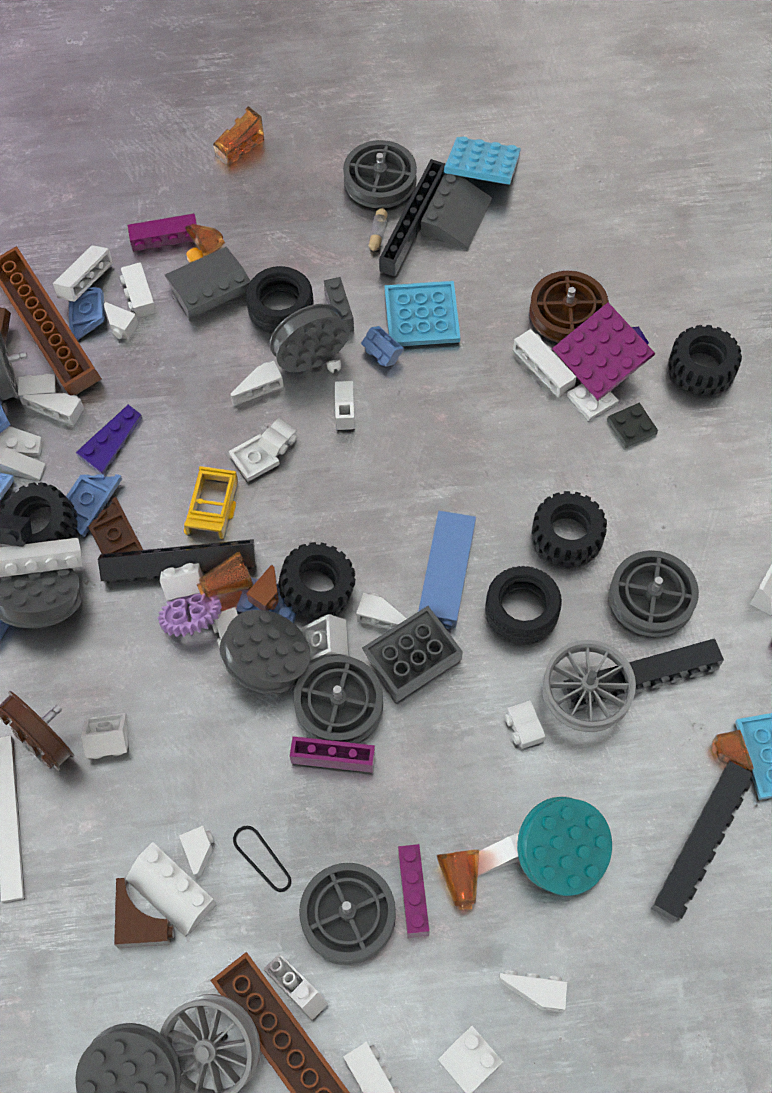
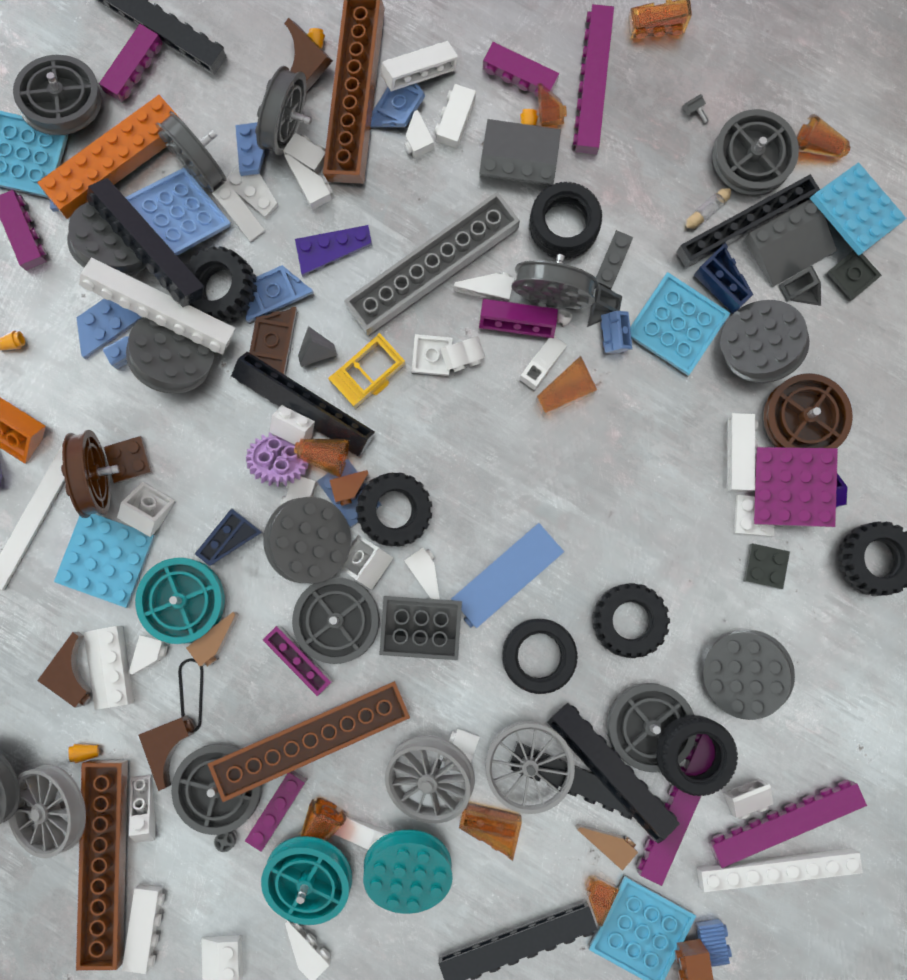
camera: 35 degrees right, 20 degrees up
(71, 707) = (130, 457): none -> reddish brown plate
(98, 804) = (104, 559): none -> medium azure plate
(154, 516) = (315, 348): none -> dark grey slope
(193, 783) = (179, 600): none -> teal wheel
(195, 701) = (227, 536): none -> dark blue wedge
(200, 396) = (432, 263): none -> light grey brick
(201, 981) = (82, 752): none -> light orange cone
(224, 205) = (594, 79): none -> magenta brick
(246, 804) = (210, 645): none -> medium nougat slope
(267, 912) = (160, 745): none -> reddish brown arch
(300, 386) = (518, 318): none -> magenta brick
(312, 173) = (696, 104): none -> dark grey piece
(356, 336) = (605, 302): none -> dark grey slope
(379, 408) = (567, 388): none -> clear orange wedge
(389, 950) = (222, 844): none -> dark grey wheel
(393, 807) = (308, 741): none -> dark orange brick
(419, 136) = (822, 139): none -> clear orange cone
(430, 262) = (724, 280): none -> dark blue wedge
(488, 923) = (306, 880): none -> teal wheel
(490, 231) = (803, 287): none -> dark grey slope
(494, 276) = (765, 341): none -> dark grey wheel
(517, 202) = (854, 274): none -> pearl dark grey plate
(519, 759) = (430, 779): none -> light grey wheel
(602, 761) = (492, 826): none -> clear orange wedge
(662, 642) = (613, 773): none -> black brick
(688, 497) = (749, 674): none -> dark grey wheel
(707, 704) = (612, 845): none -> medium nougat slope
(715, 555) = (723, 763): none -> black tyre
(729, 635) = (660, 856): none -> magenta brick

